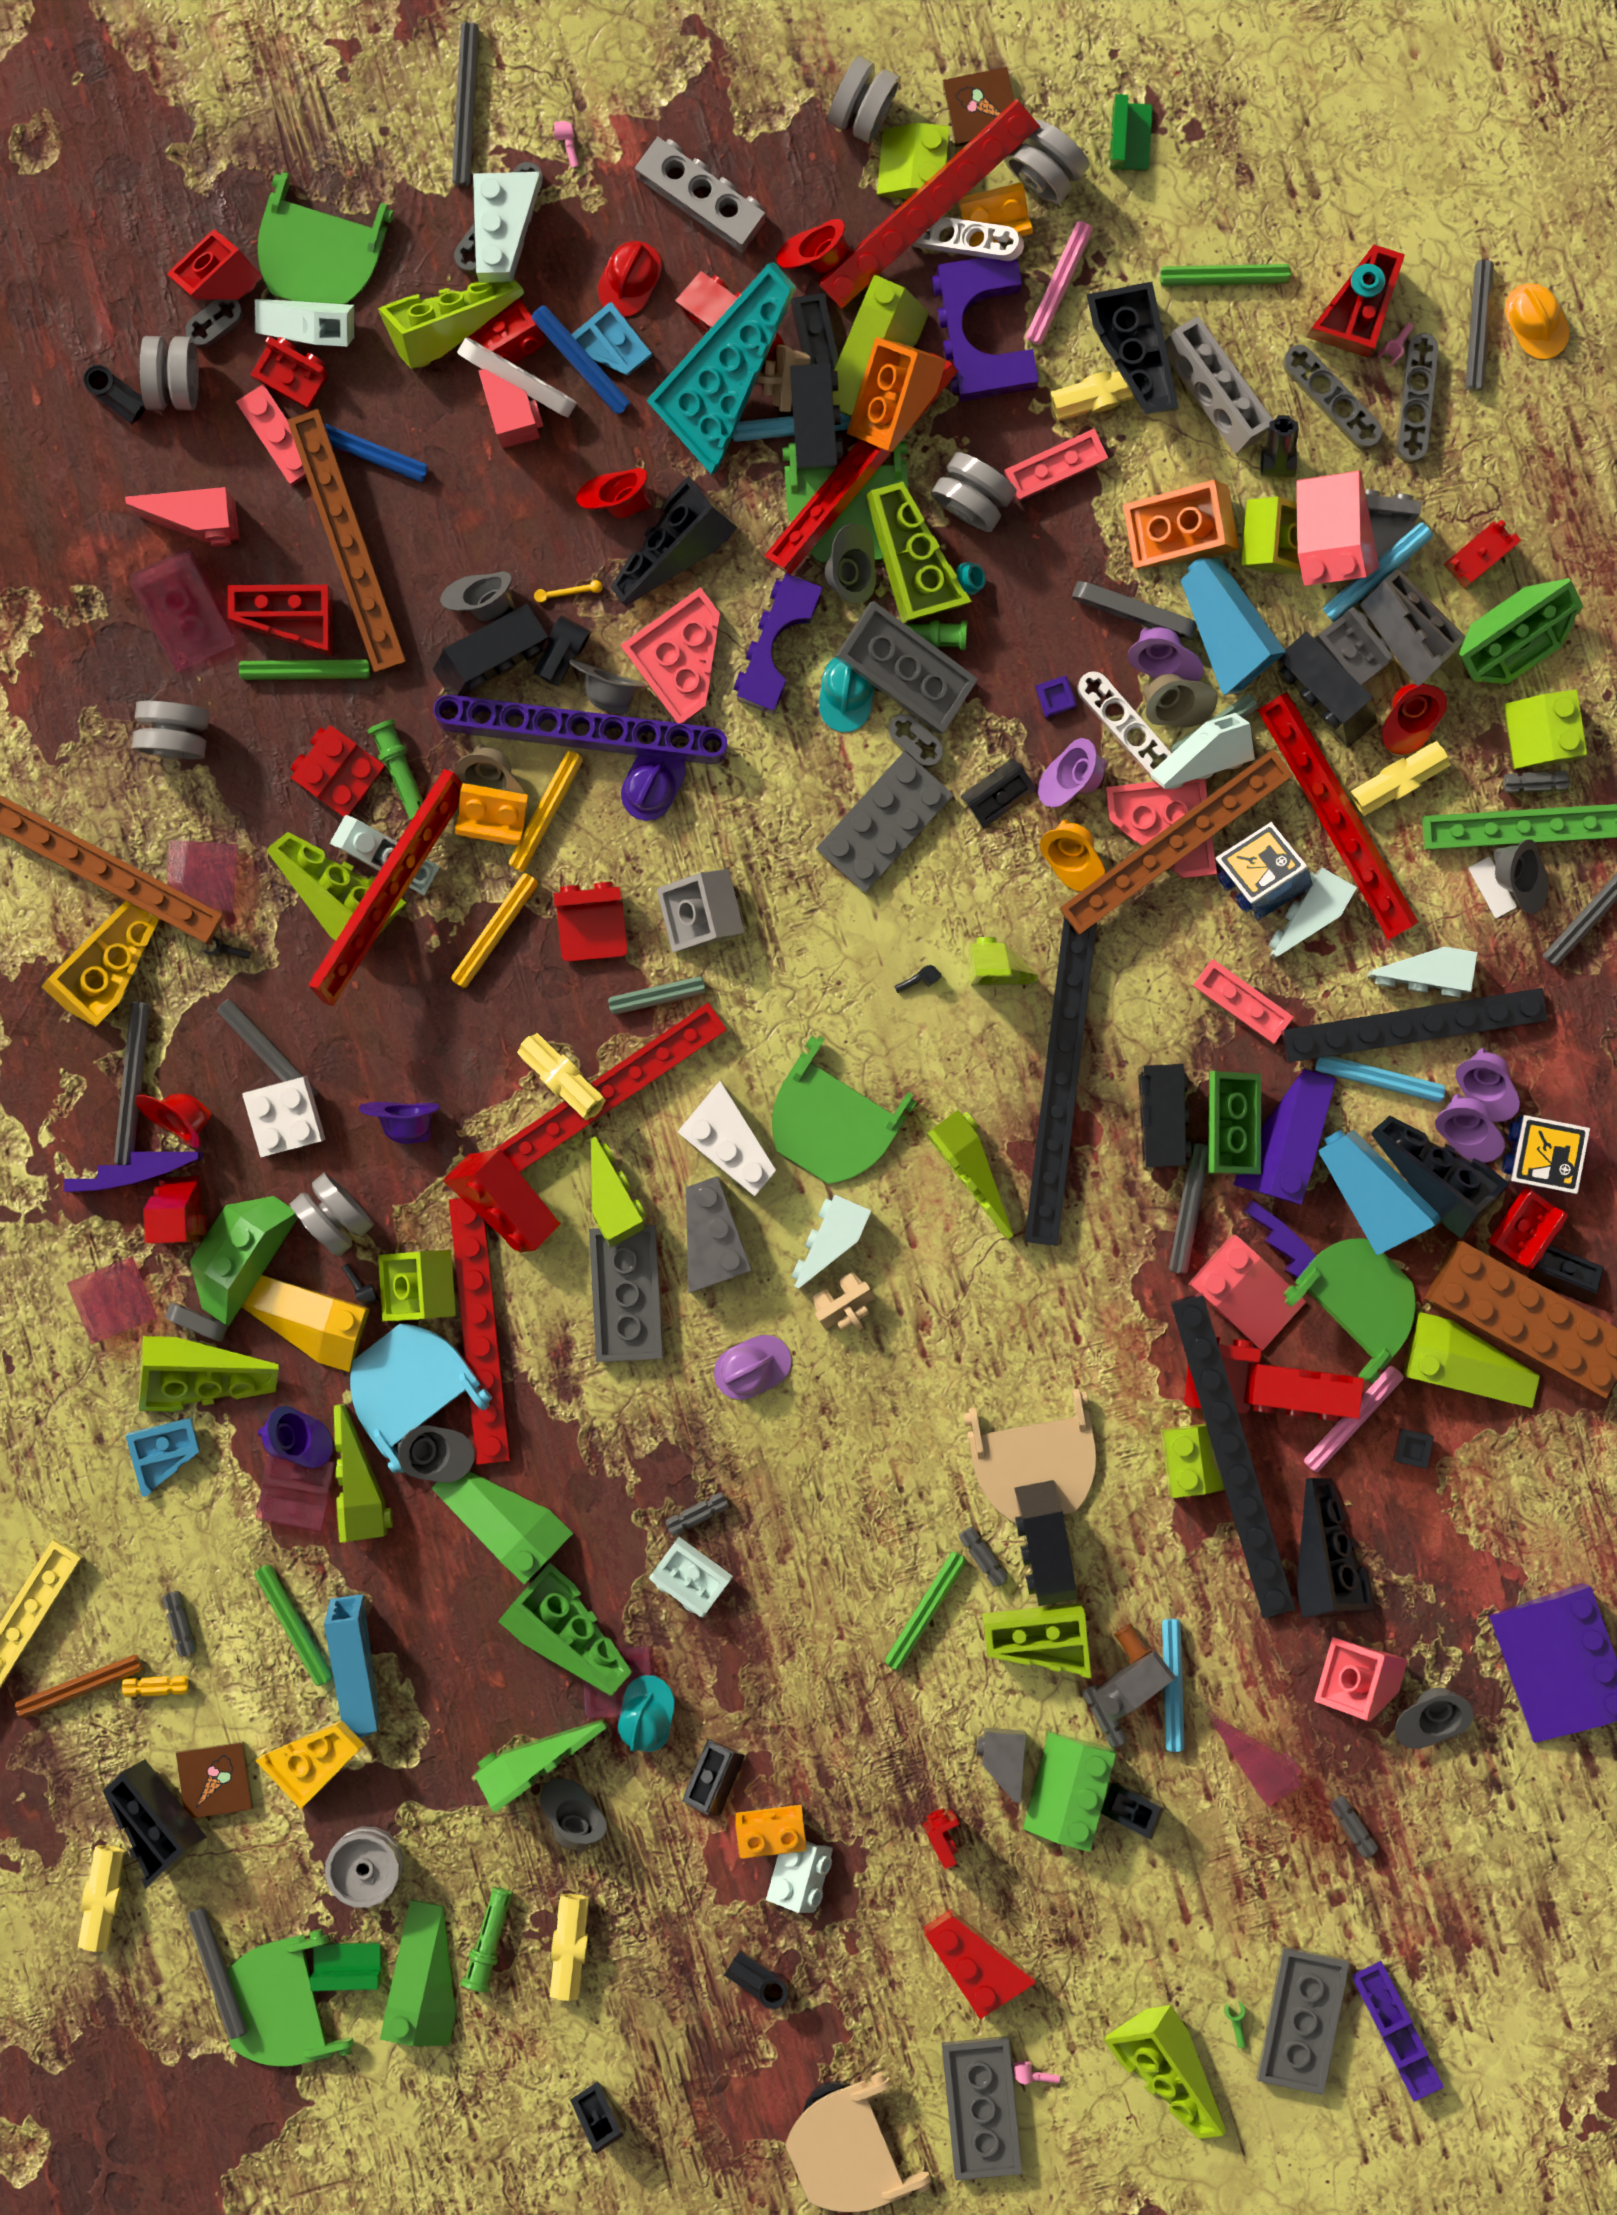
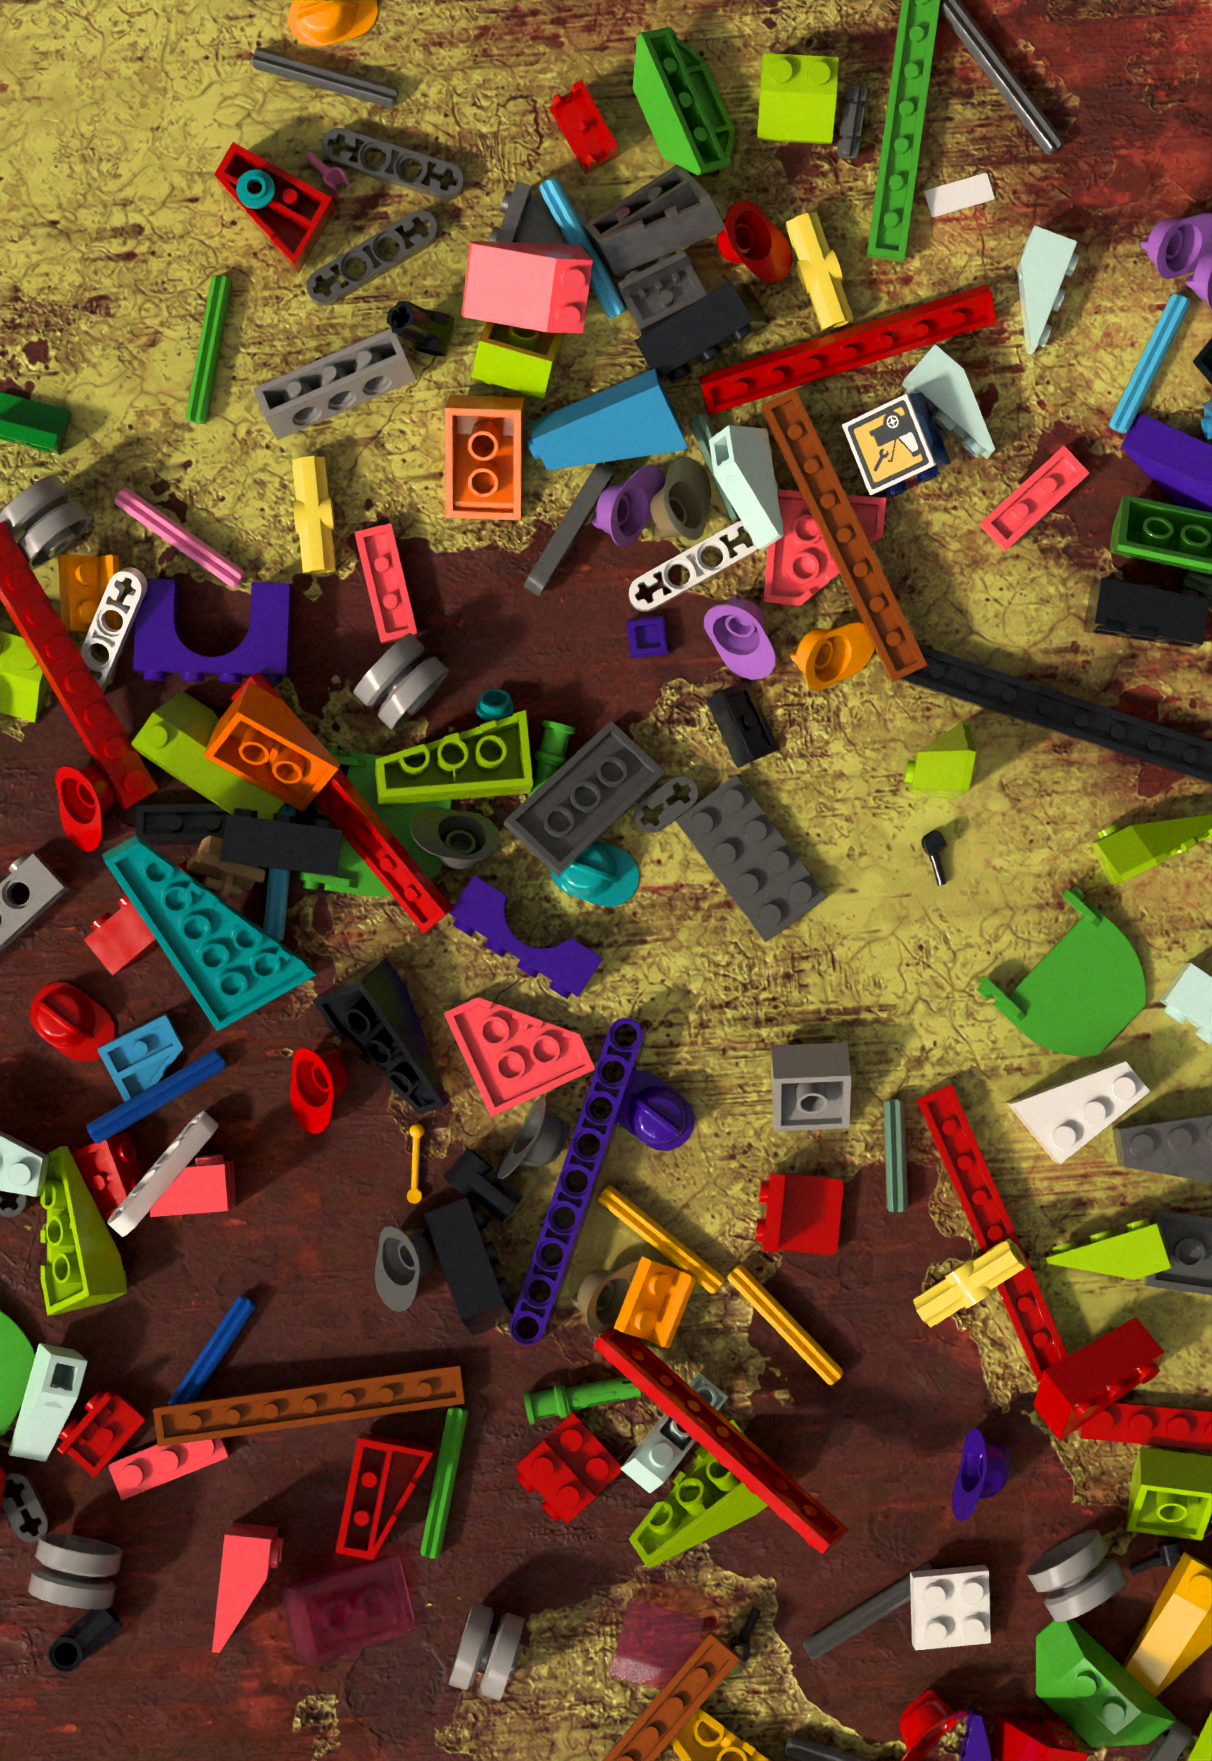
camera: 80 degrees left, 0 degrees up
(1134, 338) = (264, 465): black wedge -> none
(1414, 1025) = (1099, 313): black plate -> none
(1522, 873) = (954, 157): dark grey piece -> none

